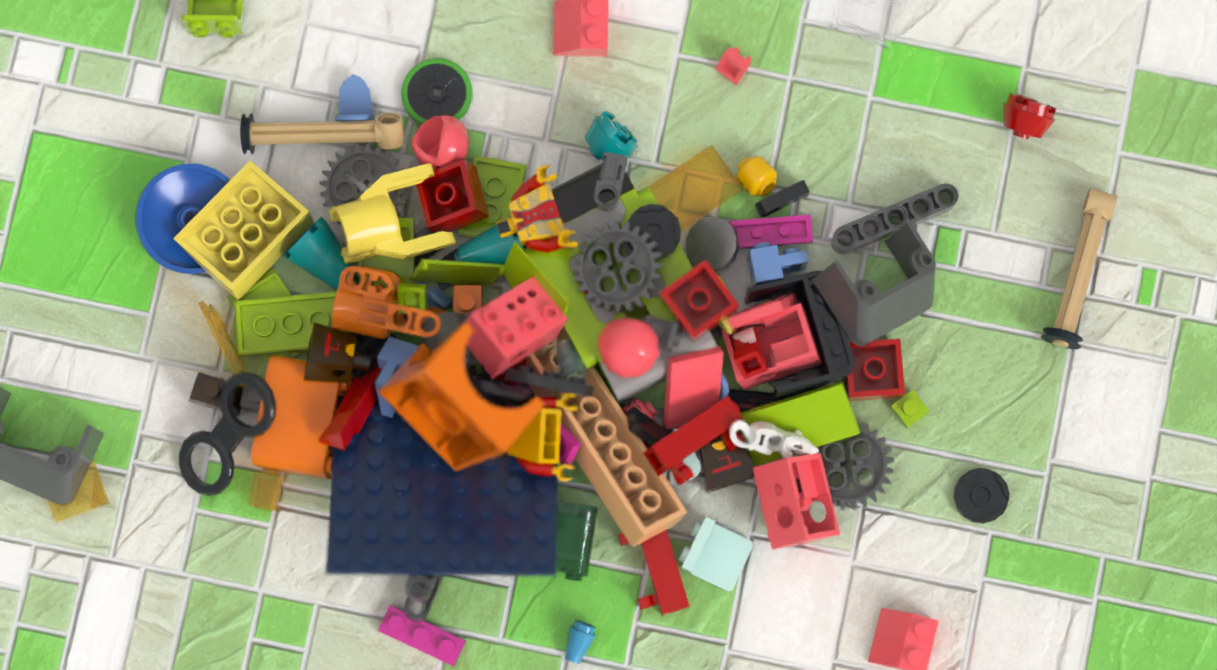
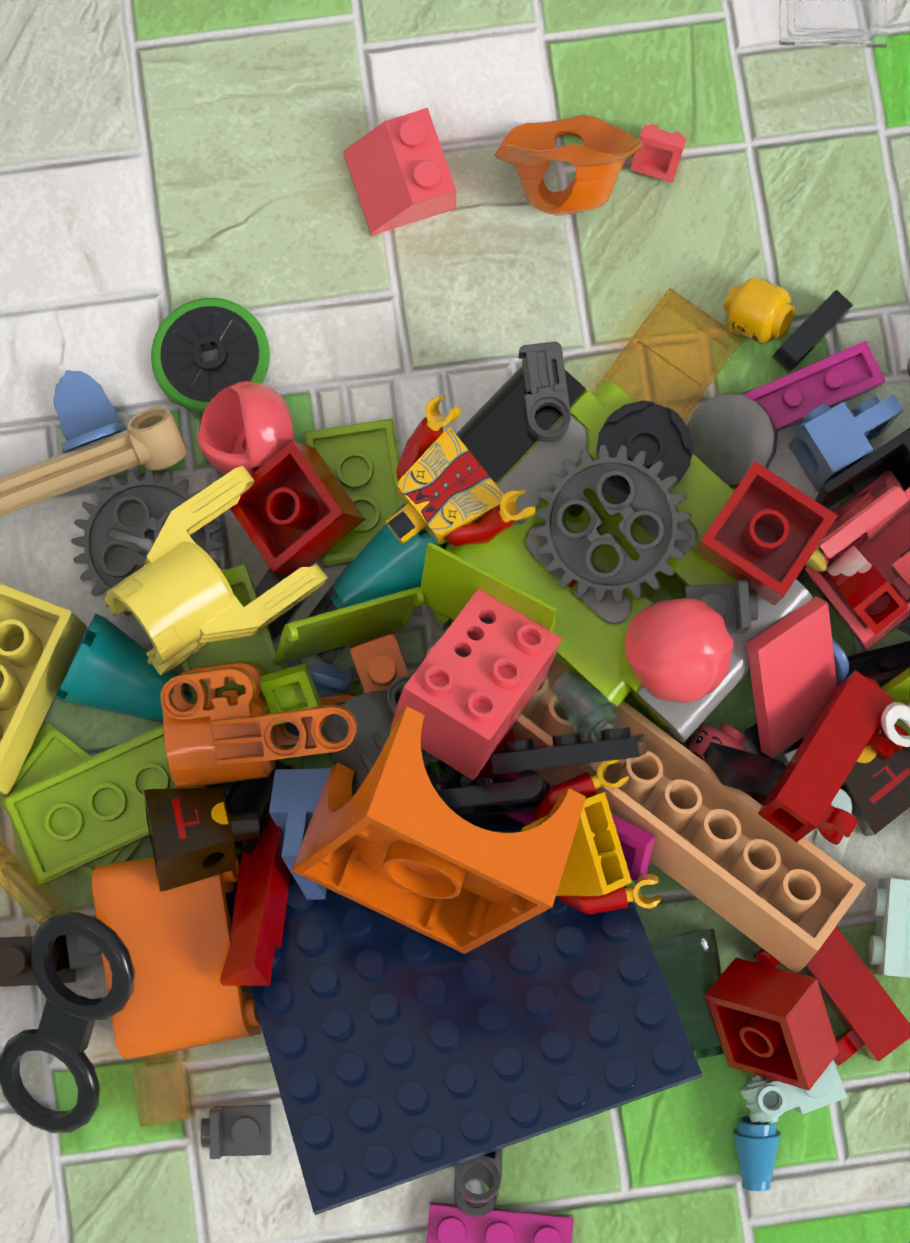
camera: 20 degrees left, 0 degrees up
(299, 528) = (237, 1131): none -> dark grey bracket
(609, 137) = (504, 326): teal cone -> none
(610, 570) = (772, 1023): none -> red brick
(618, 612) = (771, 1098): none -> light aqua brick
(659, 39) = (596, 163): none -> orange piece

